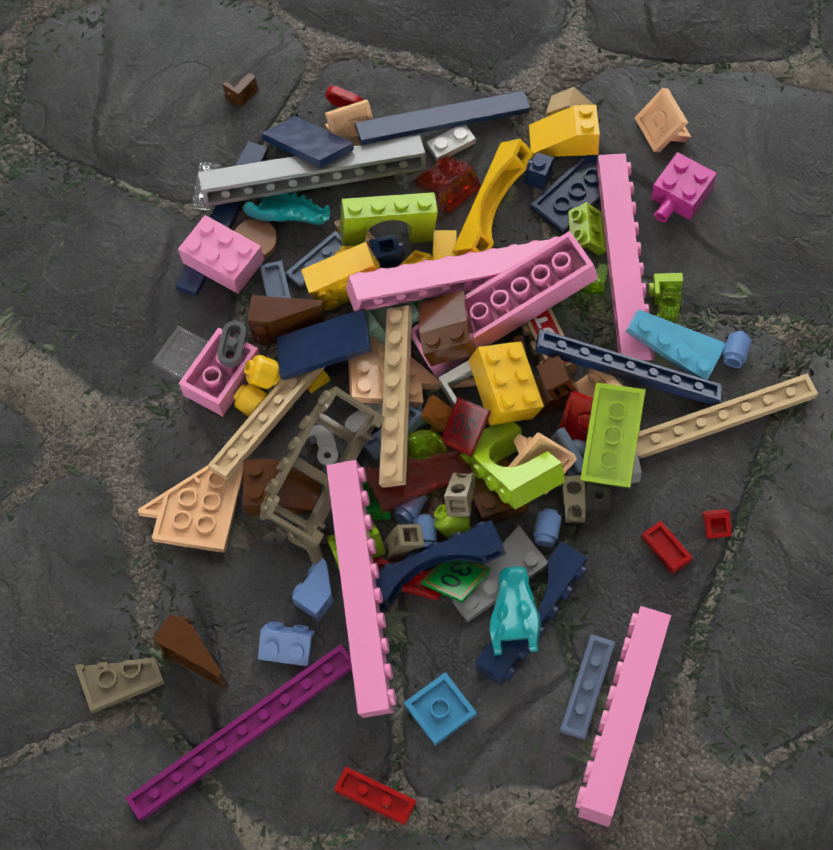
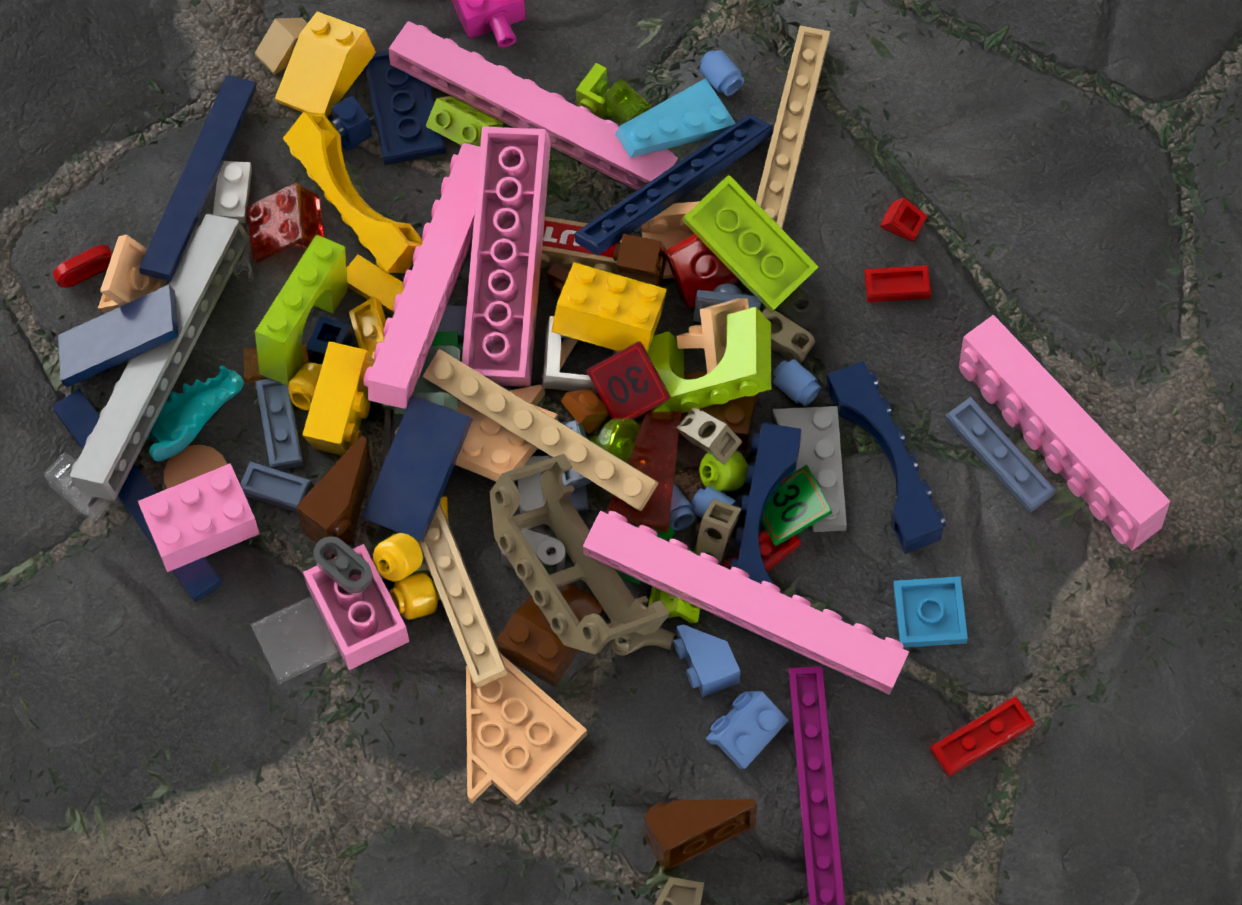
camera: 60 degrees left, 0 degrees up
(445, 328) = (496, 326): reddish brown slope -> none
(514, 611) = (878, 467): teal animal -> none

